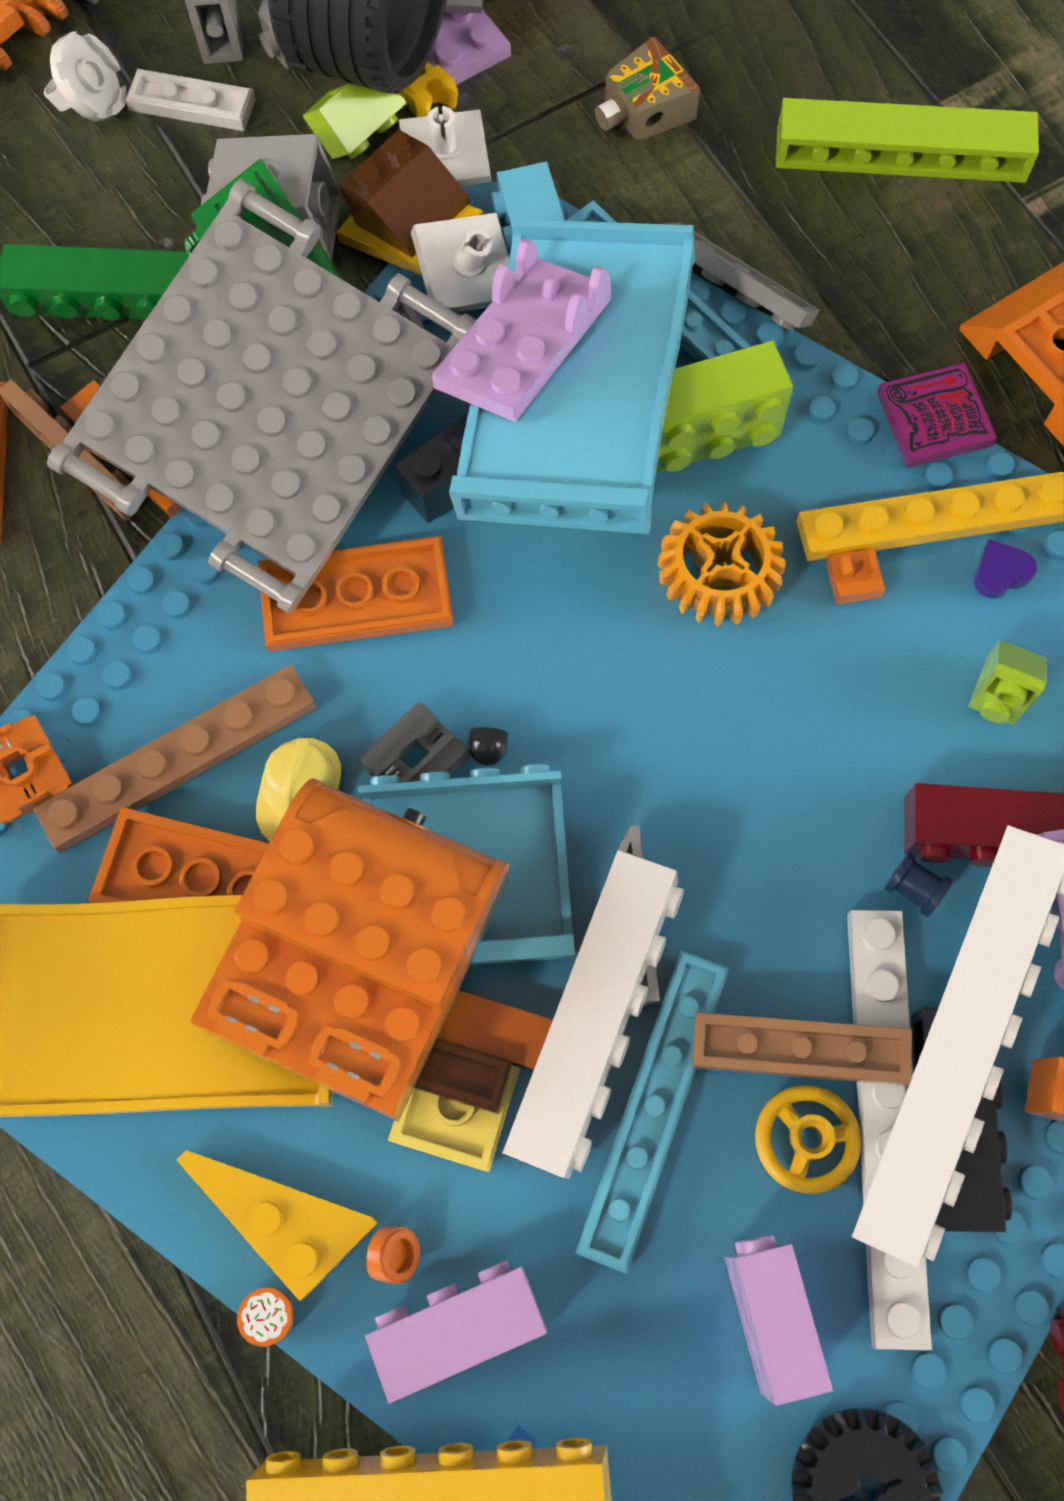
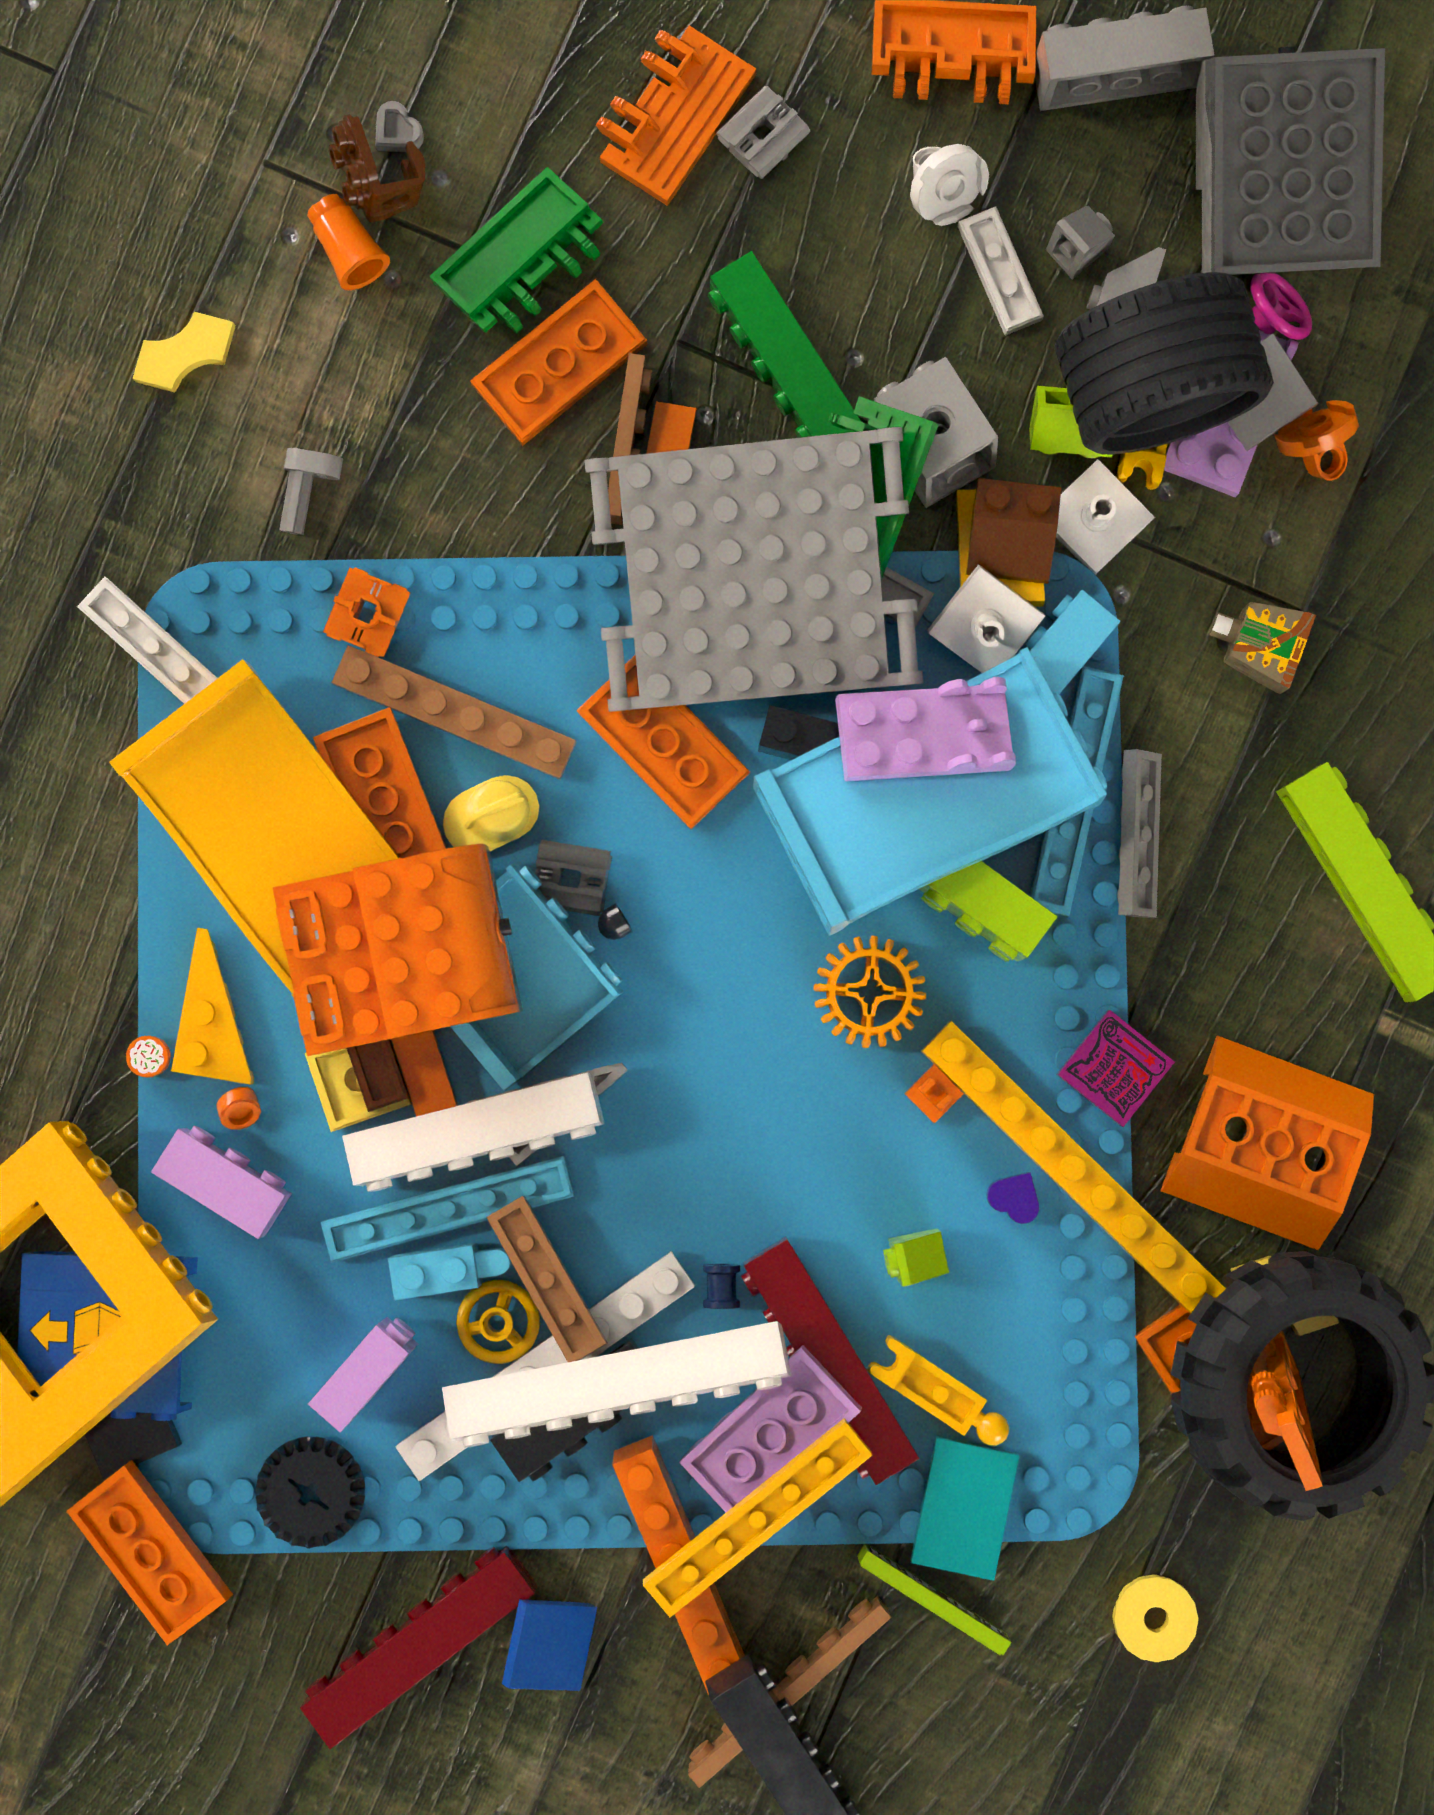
camera: 50 degrees right, 15 degrees up
(718, 1151) = (444, 1269): none -> medium azure brick

